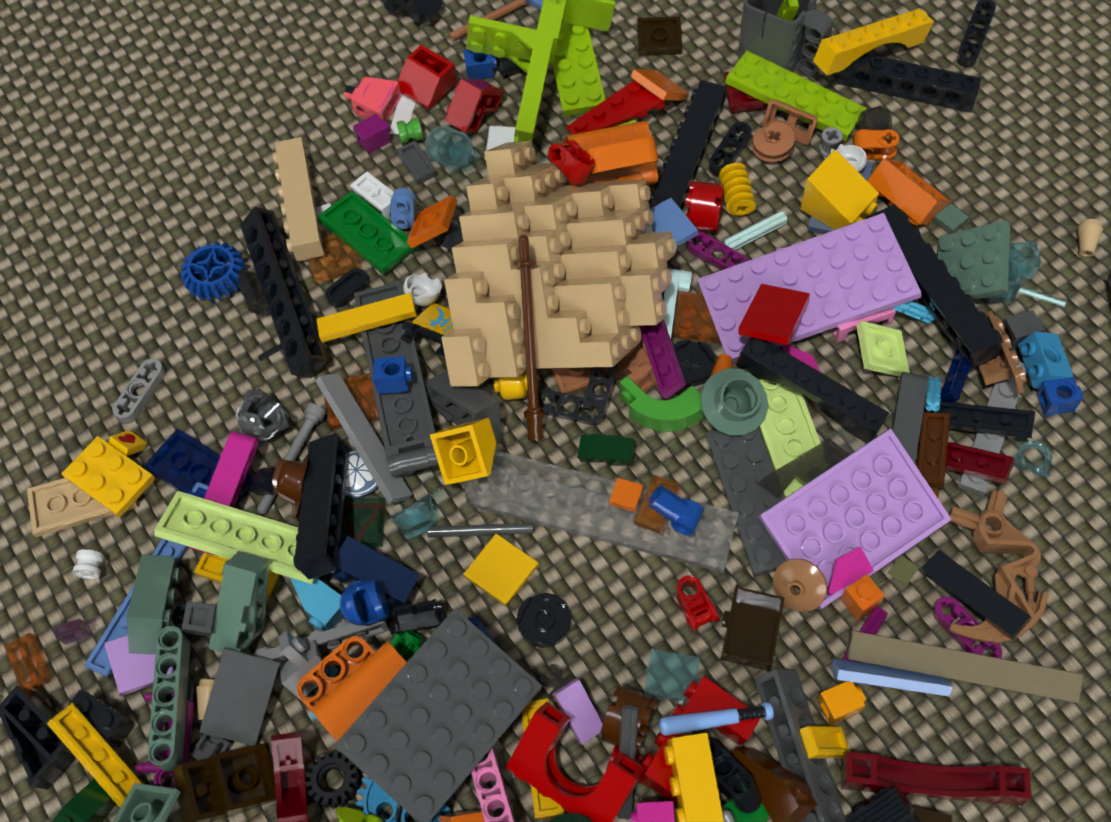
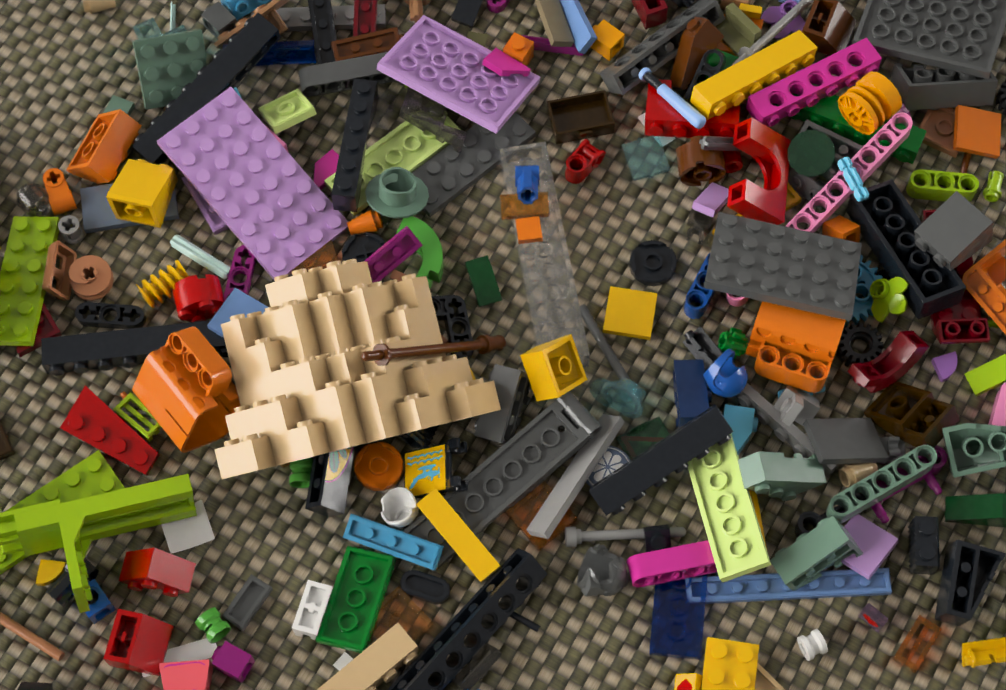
camera: 120 degrees left, 5 degrees up
(94, 753) = (953, 517): yellow tile -> none
(198, 618) = (811, 496): dark grey brick -> none
(288, 481) = (650, 504): reddish brown piece -> none
(392, 374) = (514, 478): blue brick -> none
(395, 273) = (393, 541): none -> dark azure tile
(403, 208) = (320, 568): medium blue plate -> none
(432, 221) = (323, 533): orange tile -> none
(449, 147) = (223, 566): clear light blue piece -> none
(571, 161) = (228, 393): red piece -> none
(659, 85) = (59, 403): orange tile -> none
(774, 314) = (303, 186): red tile -> none
(809, 580) = (531, 93): medium nougat dish -> none
(824, 741) = (643, 35): yellow tile -> none
(854, 155) = (92, 201): white hair -> none
(933, 394) = (326, 56): medium azure axle -> none

